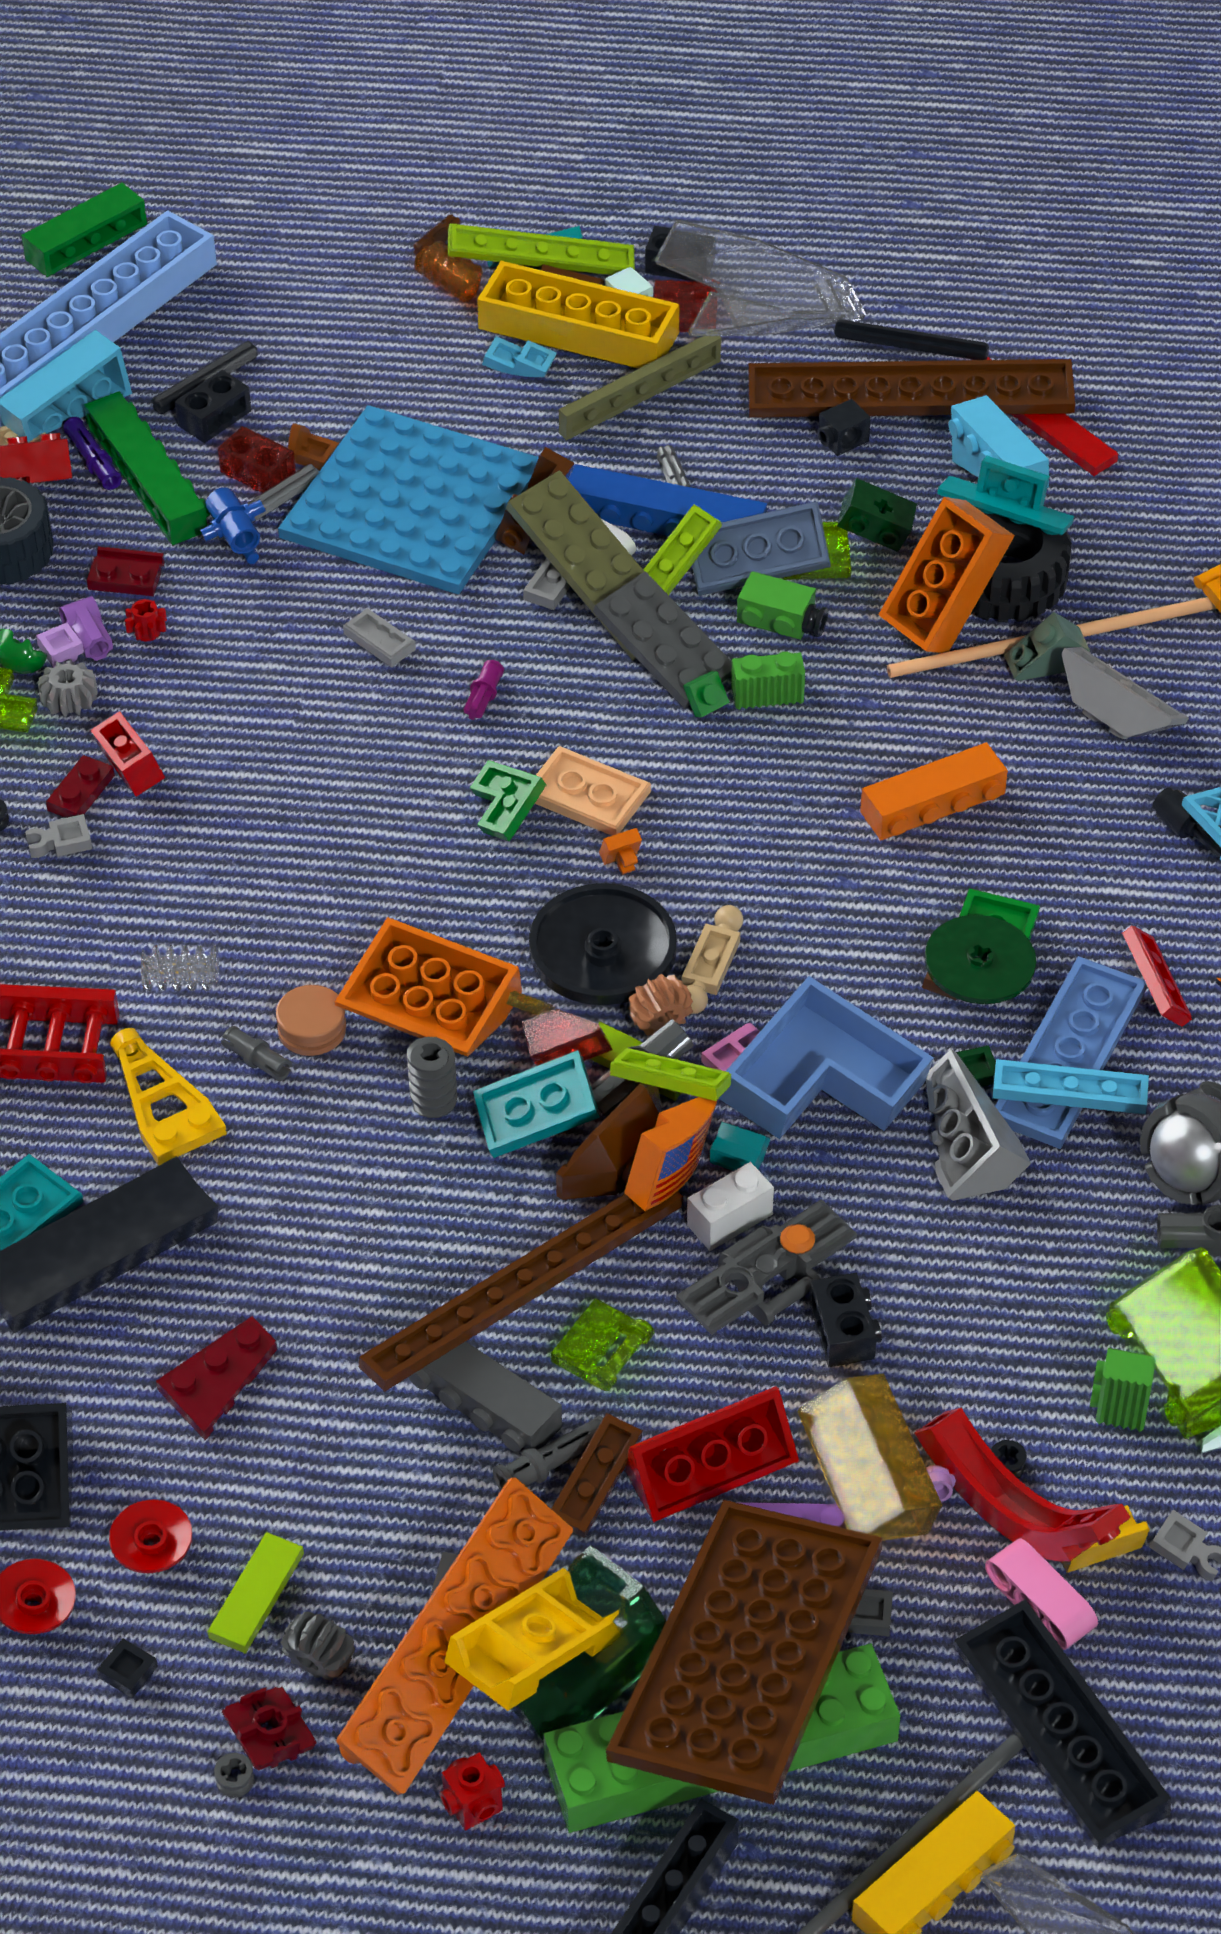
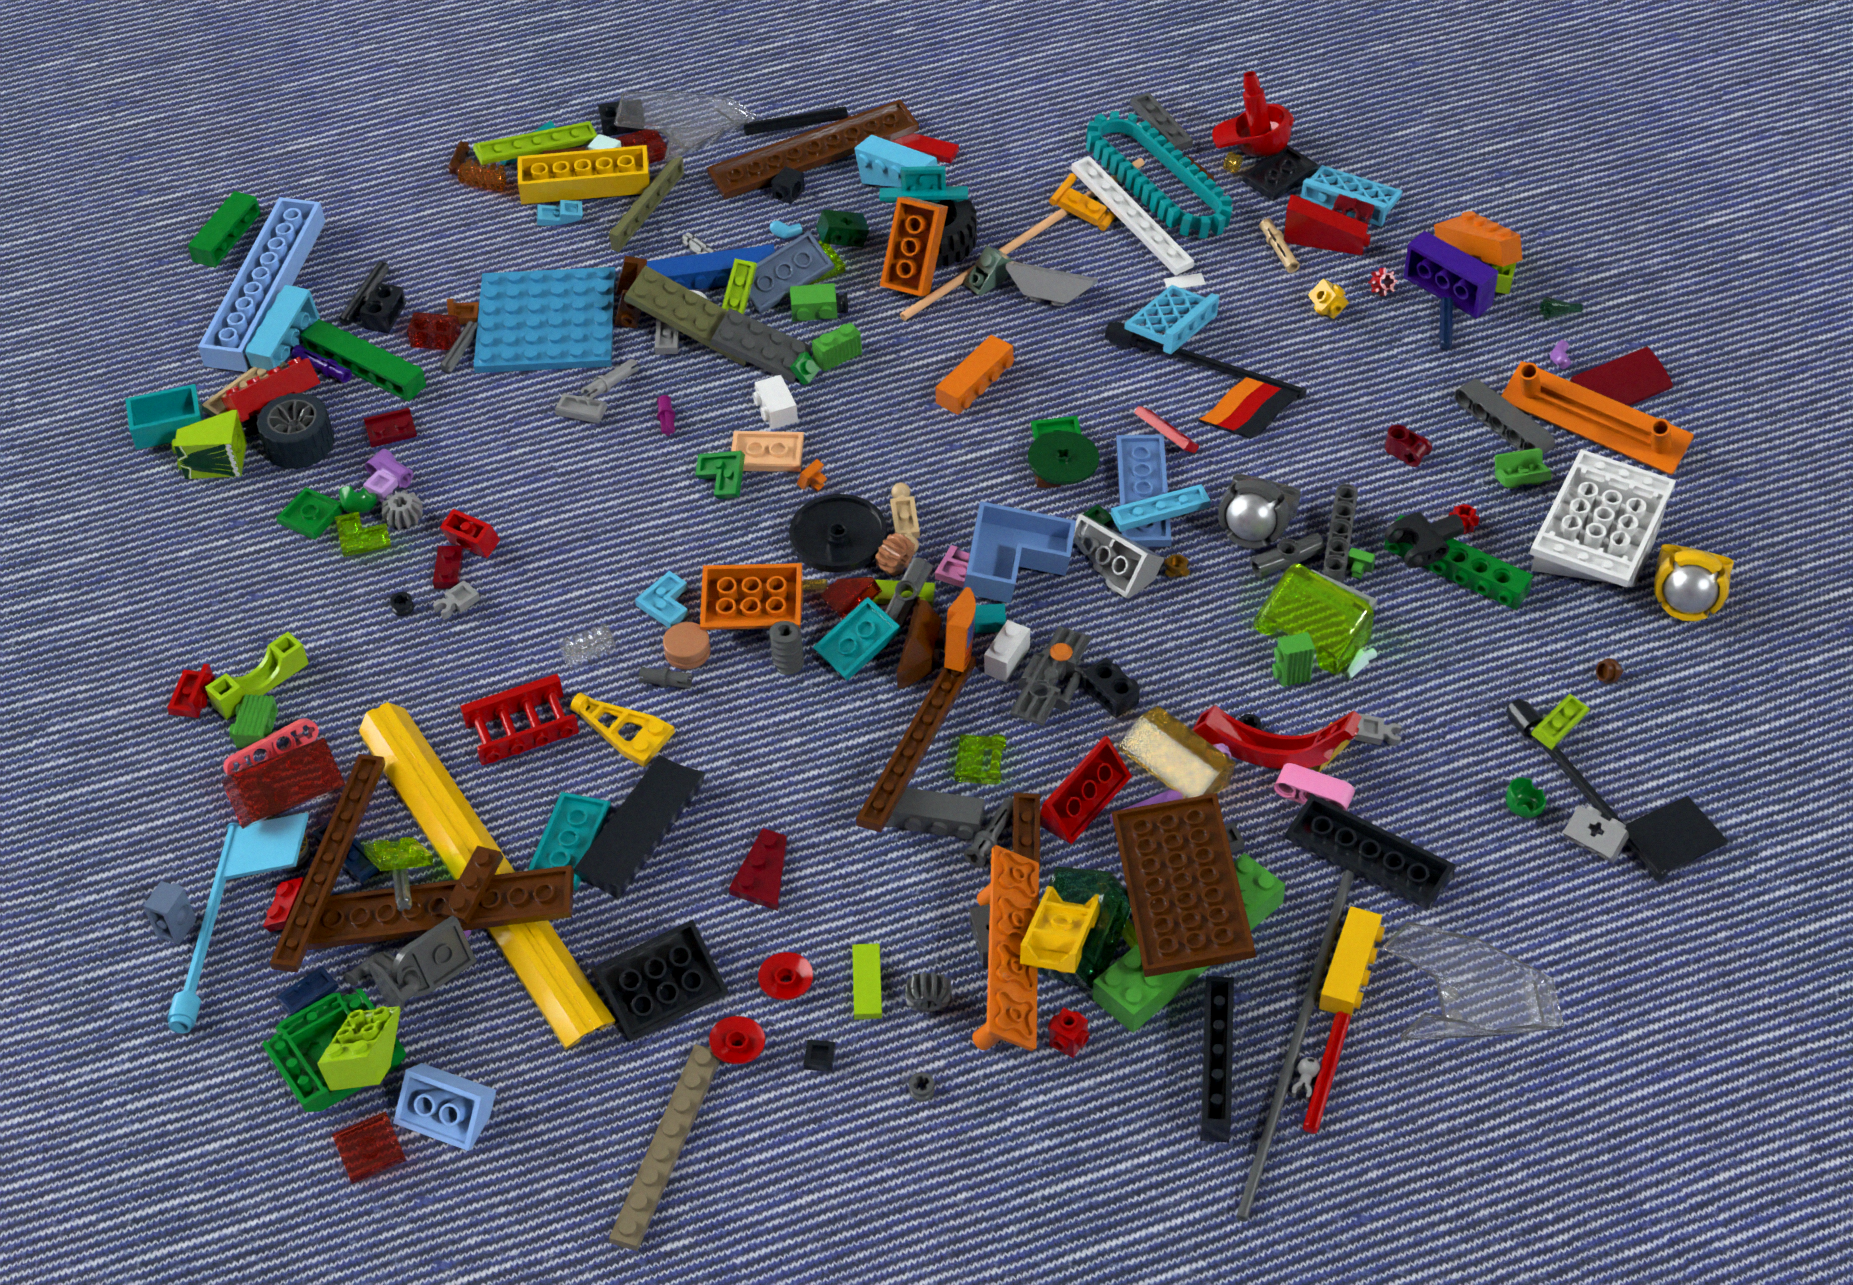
camera: 25 degrees left, 0 degrees up
(145, 620) = (425, 451): red gear -> none
(234, 522) = (446, 371): blue pin -> none
(283, 1742) = (936, 1051): dark red piece -> none
(314, 944) = (660, 600): none -> medium azure plate
(425, 614) = (603, 384): none -> light grey pin
(637, 726) = (775, 402): none -> white brick
(670, 1074) = (935, 587): lime tile -> none
(801, 490) = (784, 231): none -> medium azure arm
(1052, 1174) = (1176, 566): none -> pearl gold plate

